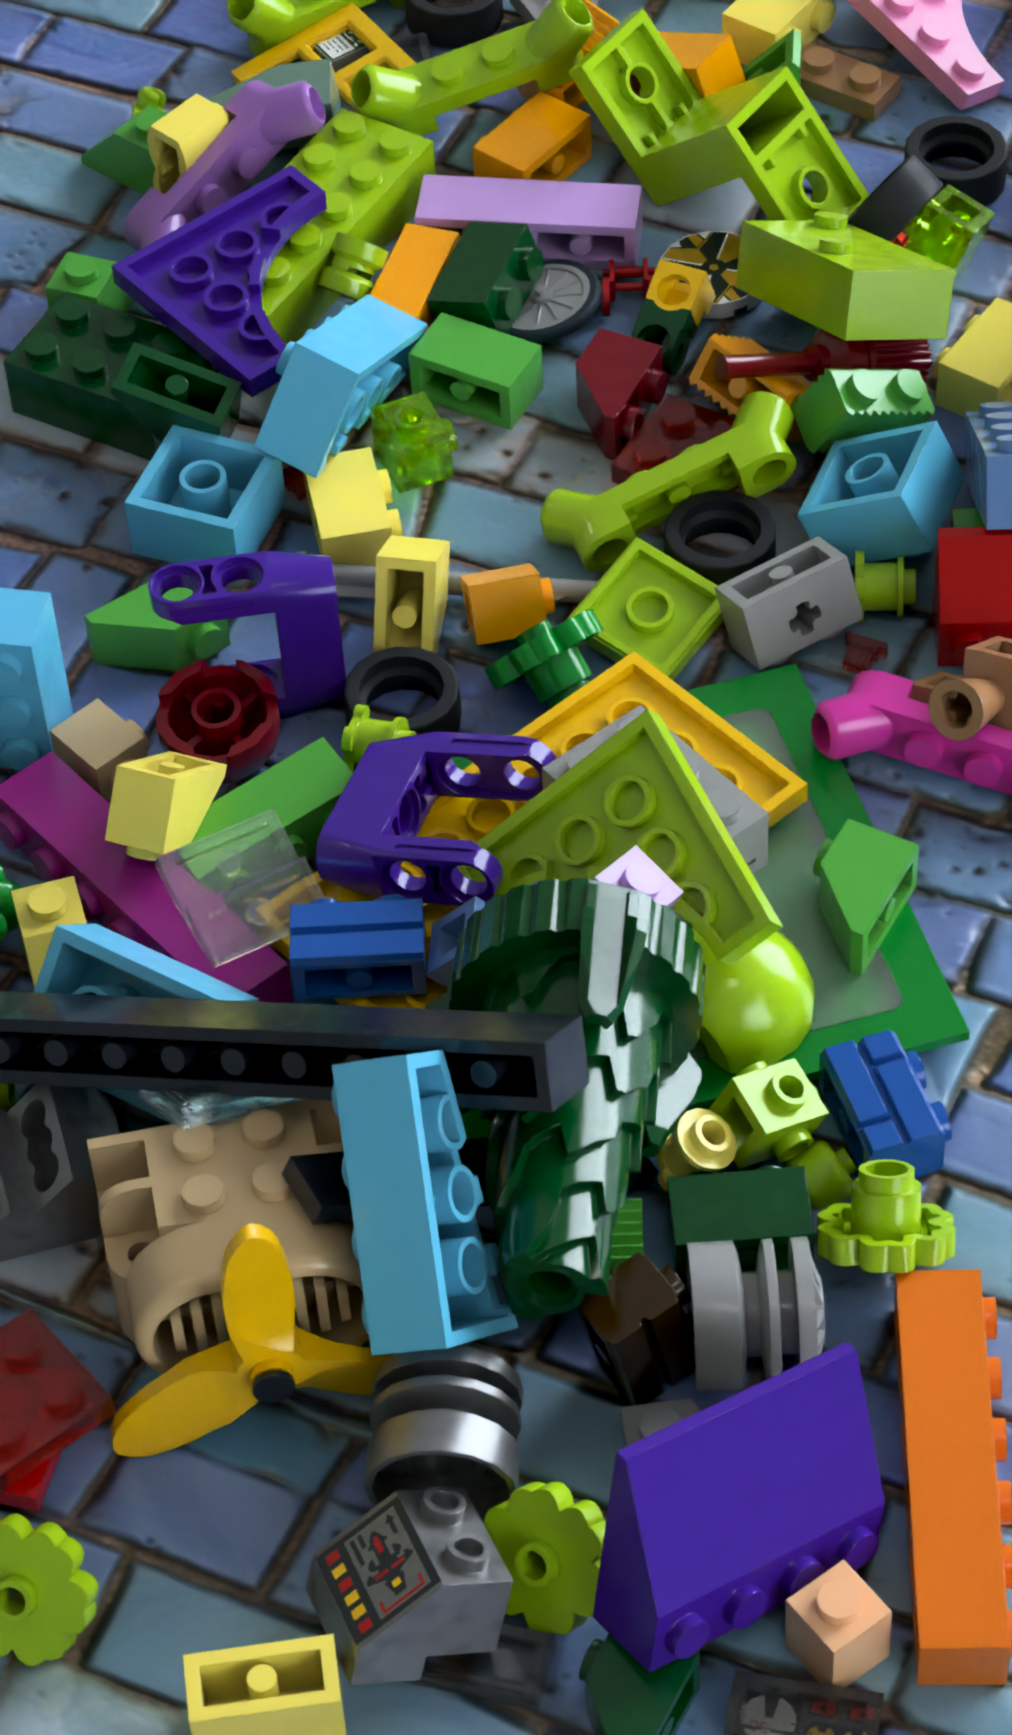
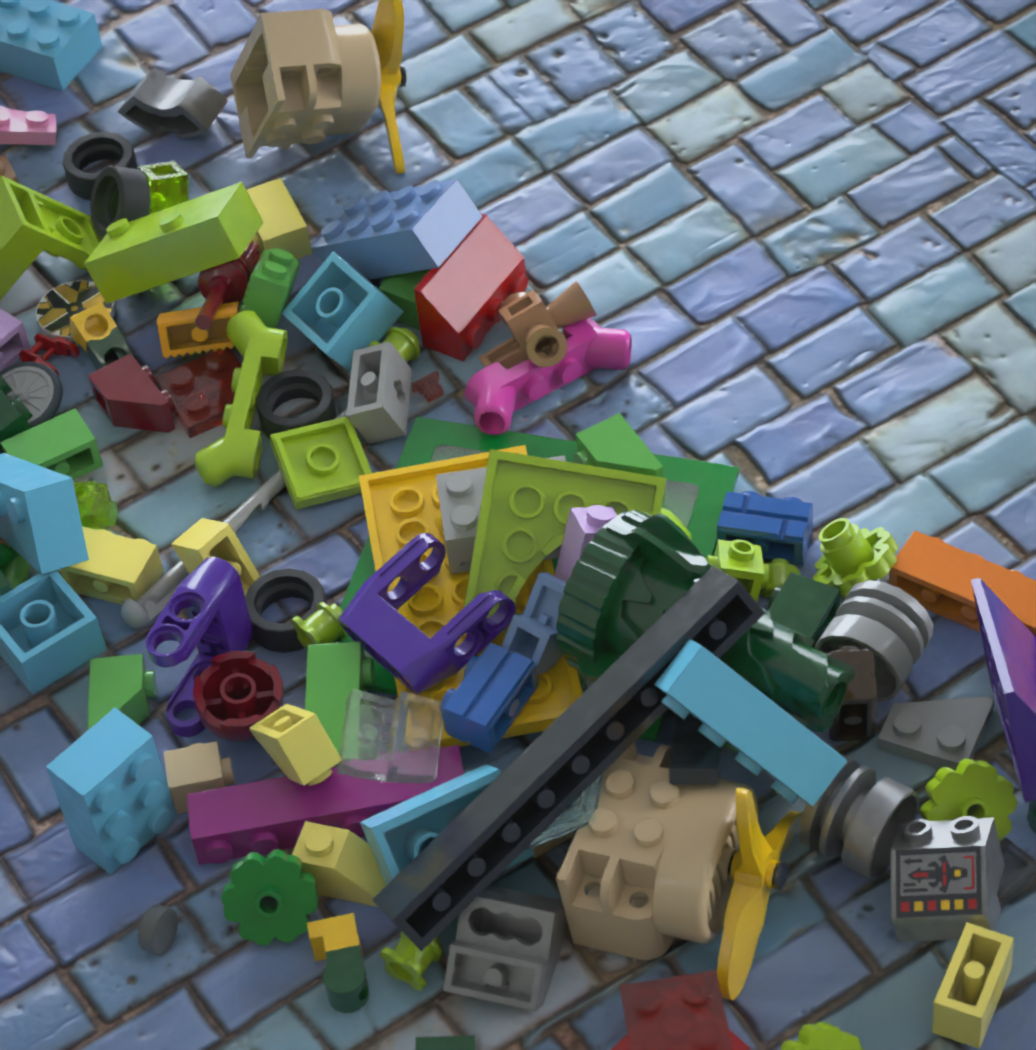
camera: 55 degrees left, 0 degrees up
(505, 602) = (261, 521): light orange brick -> none
(549, 659) = (324, 520): green plant -> none

